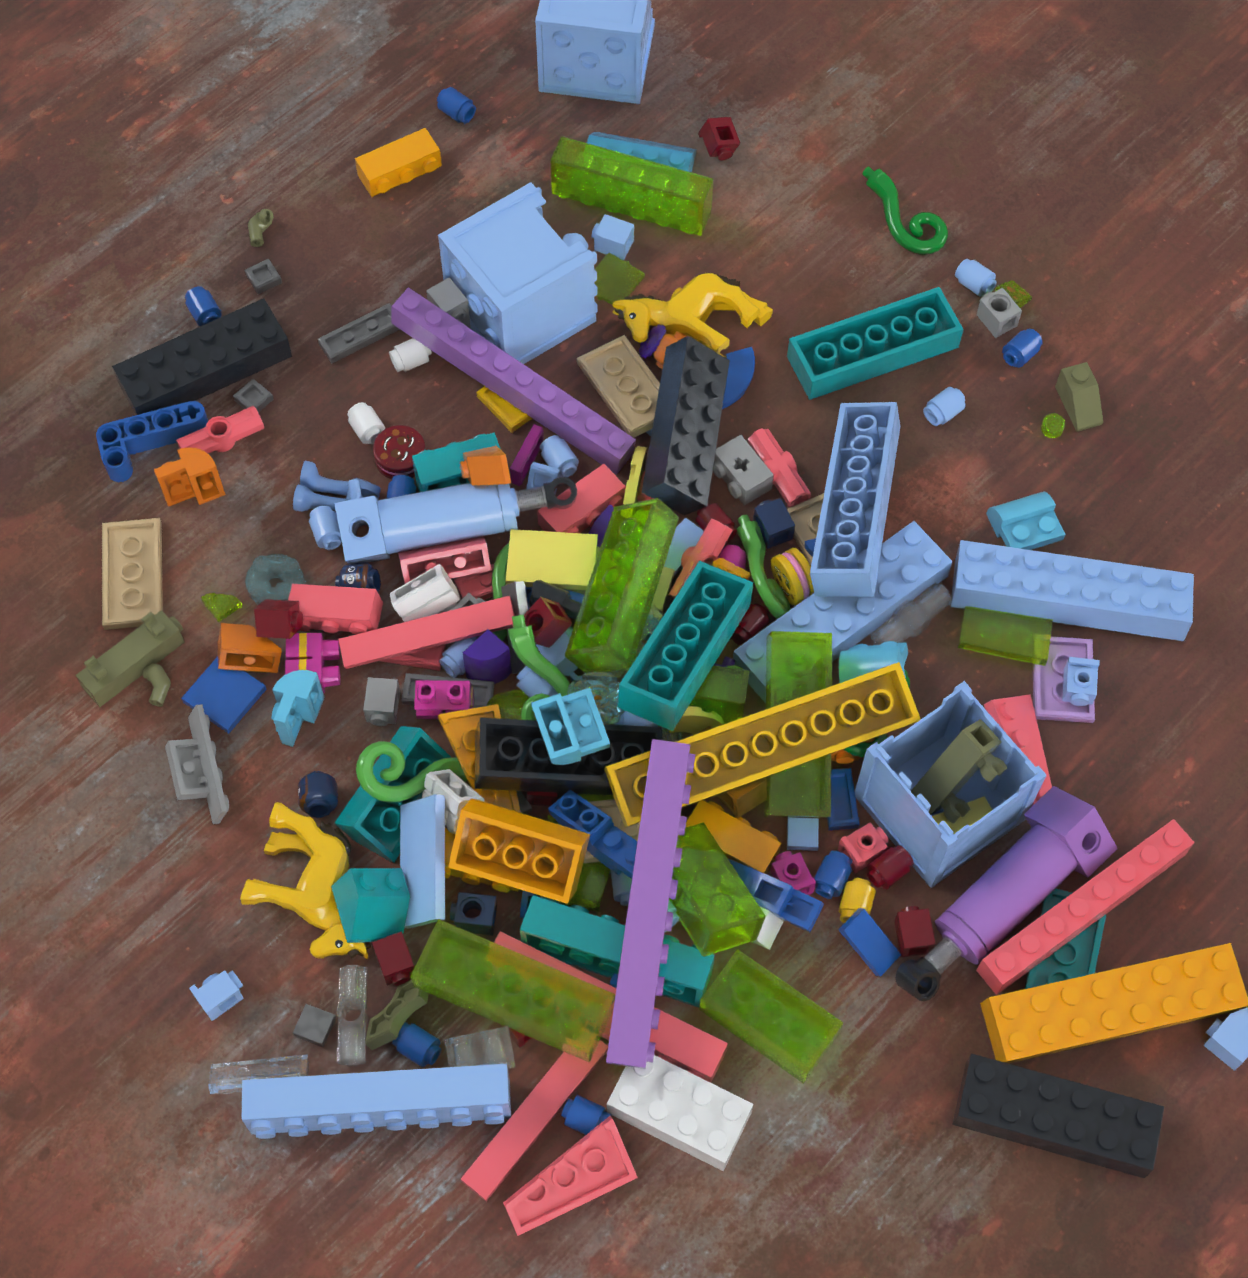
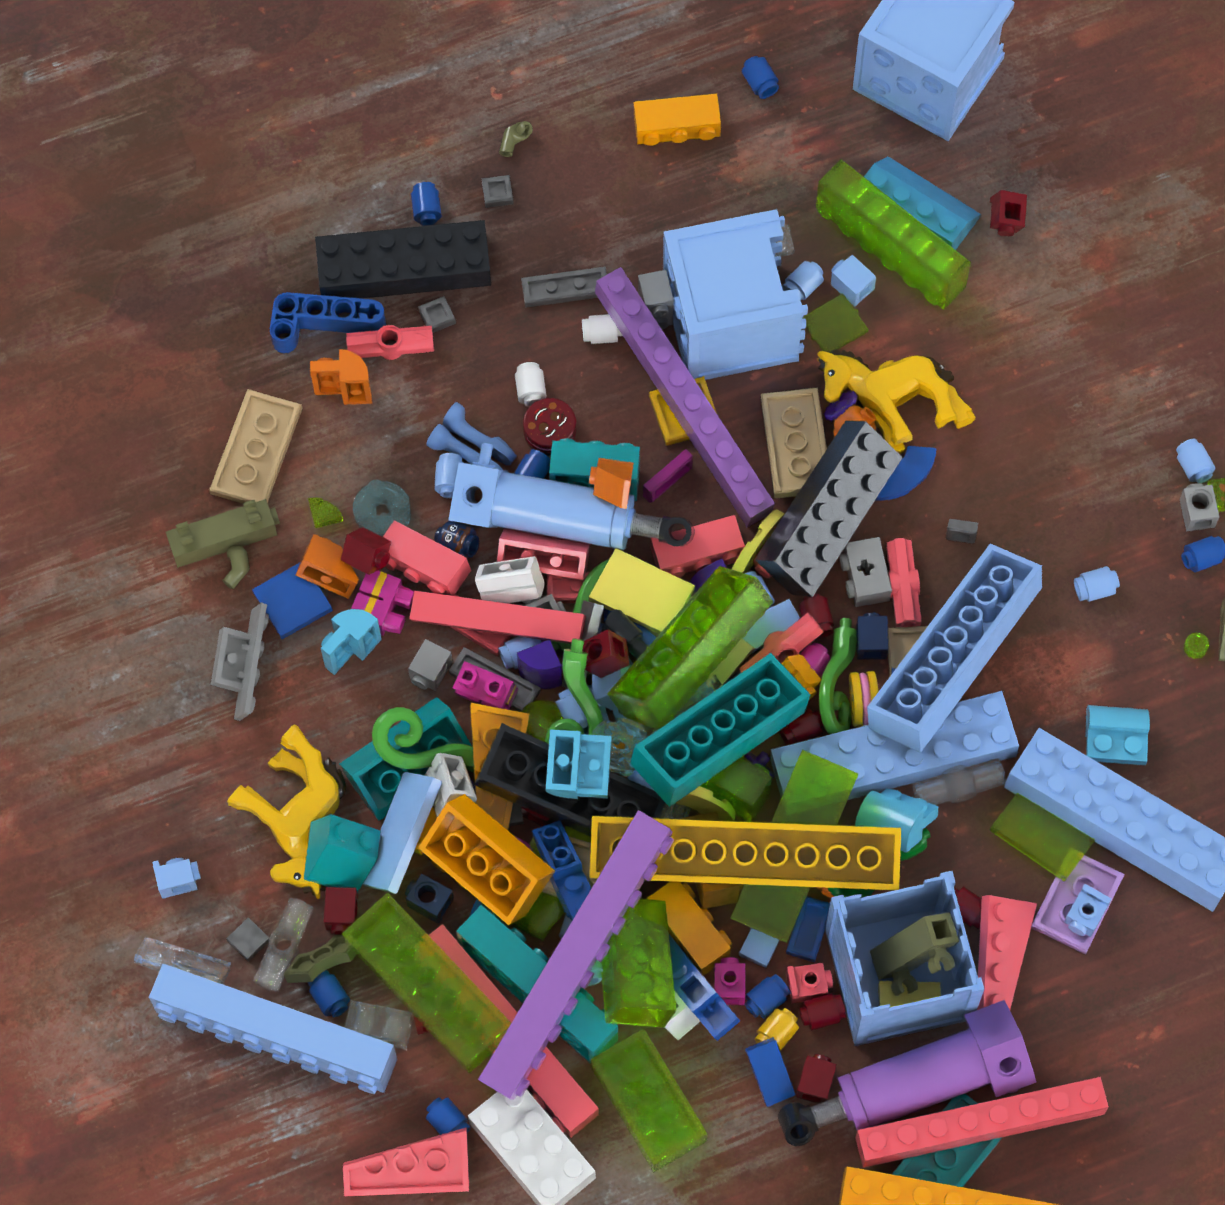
camera: 25 degrees right, 5 degrees up
(317, 794) = (336, 730): dark blue head -> none
(529, 1122) = (396, 1103): coral tile -> none
(541, 474) = (672, 505): light blue tile -> none
(559, 455) = (697, 489): light blue brick -> none
(807, 405) = (961, 531): none -> flat silver tile
(874, 343) = (1057, 492): teal brick -> none
(885, 188) = (1151, 331): green plant -> none

